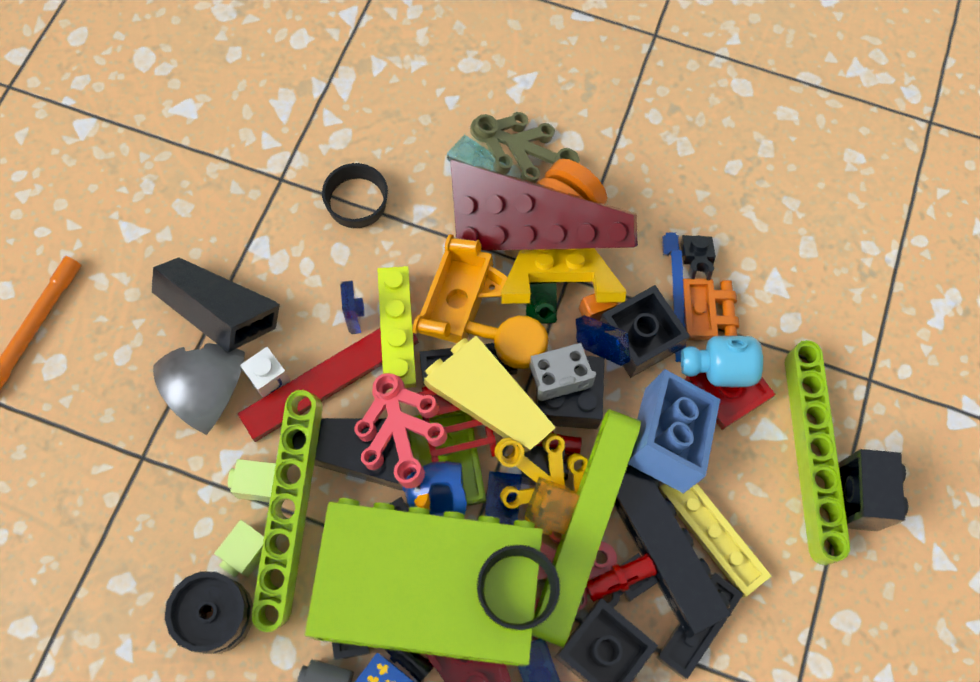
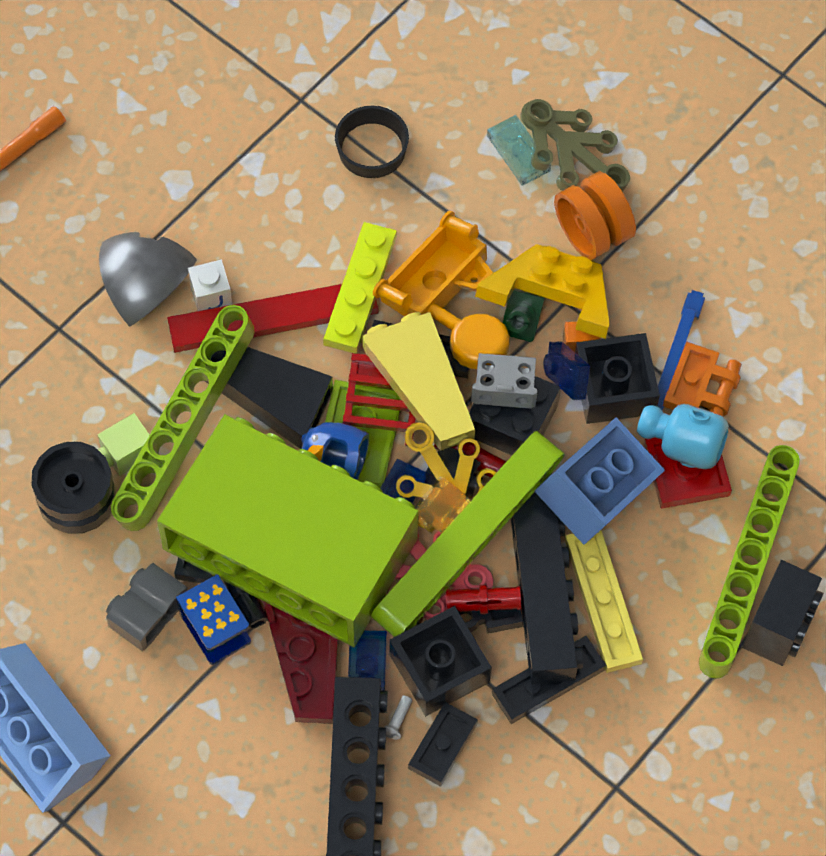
camera: 25 degrees right, 5 degrees down
(214, 304) = (184, 202): black slope -> none
(251, 480) = (156, 383): yellowish green brick -> none
(352, 307) = (321, 251): clear blue plate -> none
(396, 426) = (323, 343): coral plant -> none
(529, 216) = (537, 217): dark red wing -> none
(539, 558) = (366, 514): black tyre -> none
(699, 254) = (716, 324): black plate -> none

